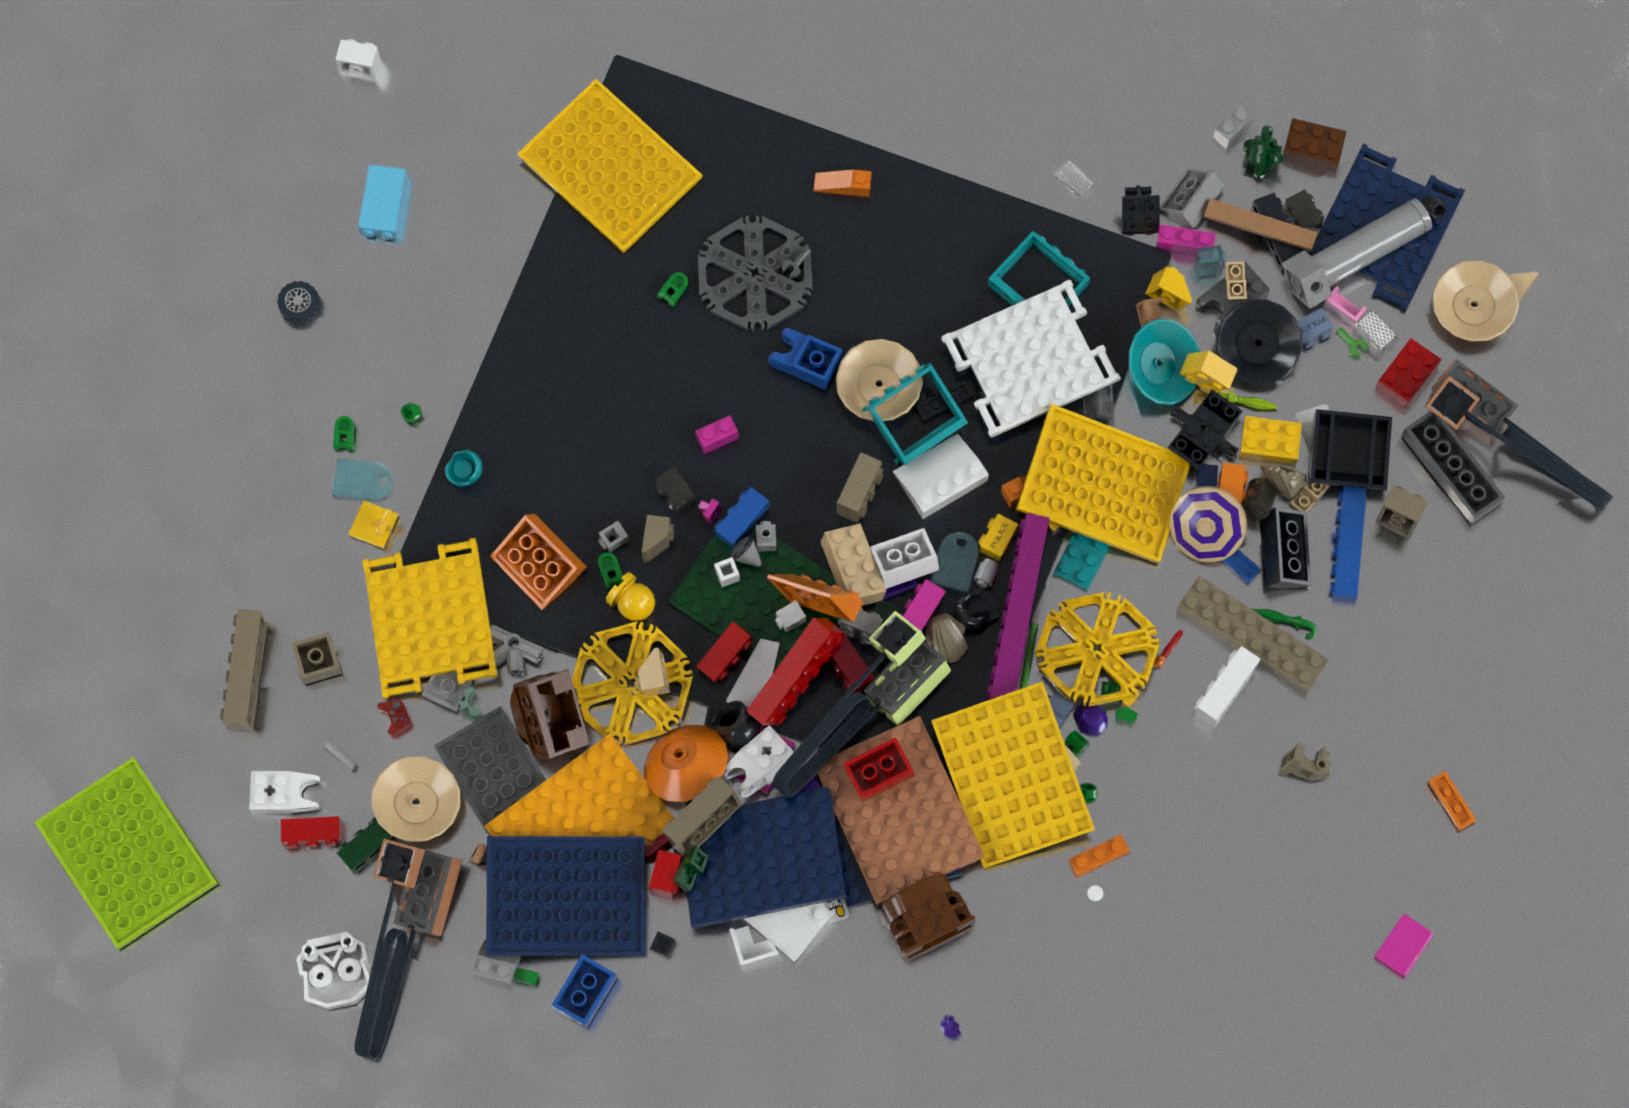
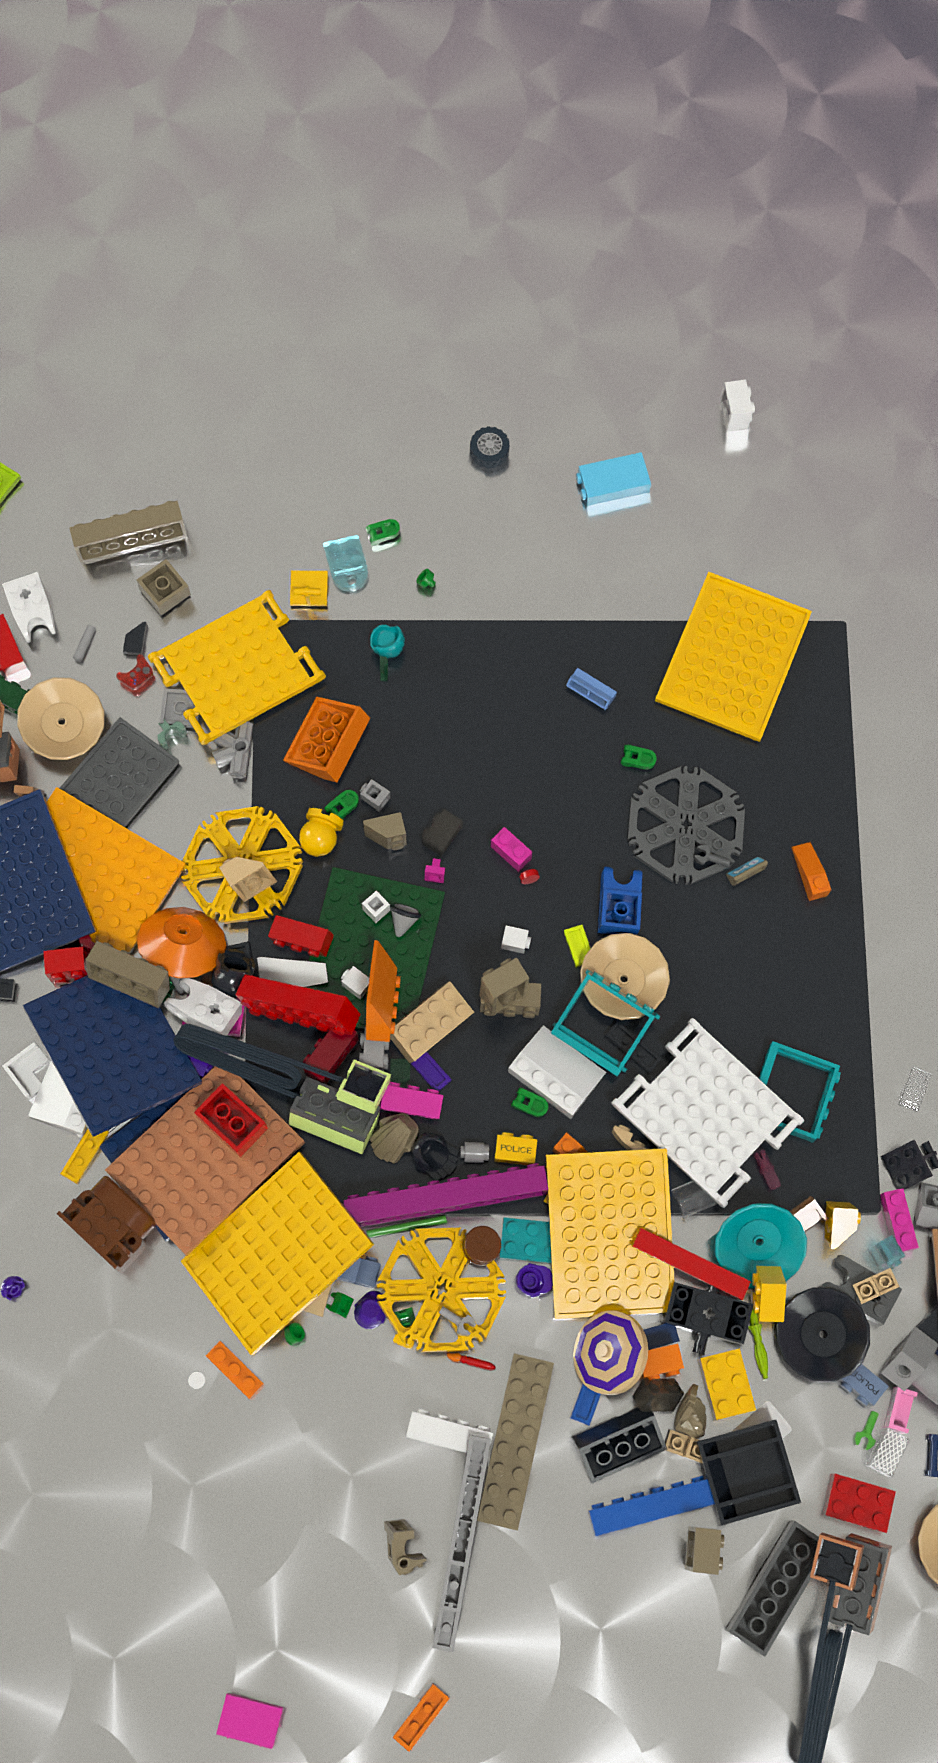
camera: 65 degrees right, 0 degrees up
(358, 706) = (135, 640): none -> black tile
(484, 482) = (383, 668): none -> clear green tile
(548, 714) = (170, 814): reddish brown brick -> none
(589, 304) = (591, 689): none -> medium blue piece
(691, 866) = (75, 982): dark green slope -> none
(741, 517) = (436, 900): blue brick -> none
(749, 429) = (529, 876): none -> red tile
(766, 543) = (423, 936): light grey brick -> none
(804, 464) = (515, 939): none -> white brick
(819, 238) = (746, 870): none -> dark tan slope
(830, 412) = (577, 943): none -> neon yellow tile
(851, 923) = (83, 1156): none -> yellow tile
(858, 478) = (503, 986): none -> dark tan brick
(905, 558) = (456, 1067): white brick -> none
(956, 562) = (472, 1119): clear light blue plate -> none
(965, 504) = (537, 1106): none -> green plate
(1024, 439) = (624, 1136): none -> tan slope
(1072, 599) = (481, 1245): none -> reddish brown head
(1099, 331) = (767, 1170): none -> clear pink axle
(1119, 566) = (534, 1280): none -> dark purple hat
(1126, 715) = (386, 1344): green piece -> none
(1132, 642) = (458, 1321): none -> light grey bar
(1157, 426) = (691, 1264): none -> red tile
(1296, 621) = (546, 1459): green piece -> none
(1322, 709) = (461, 1543): none -> light grey slope

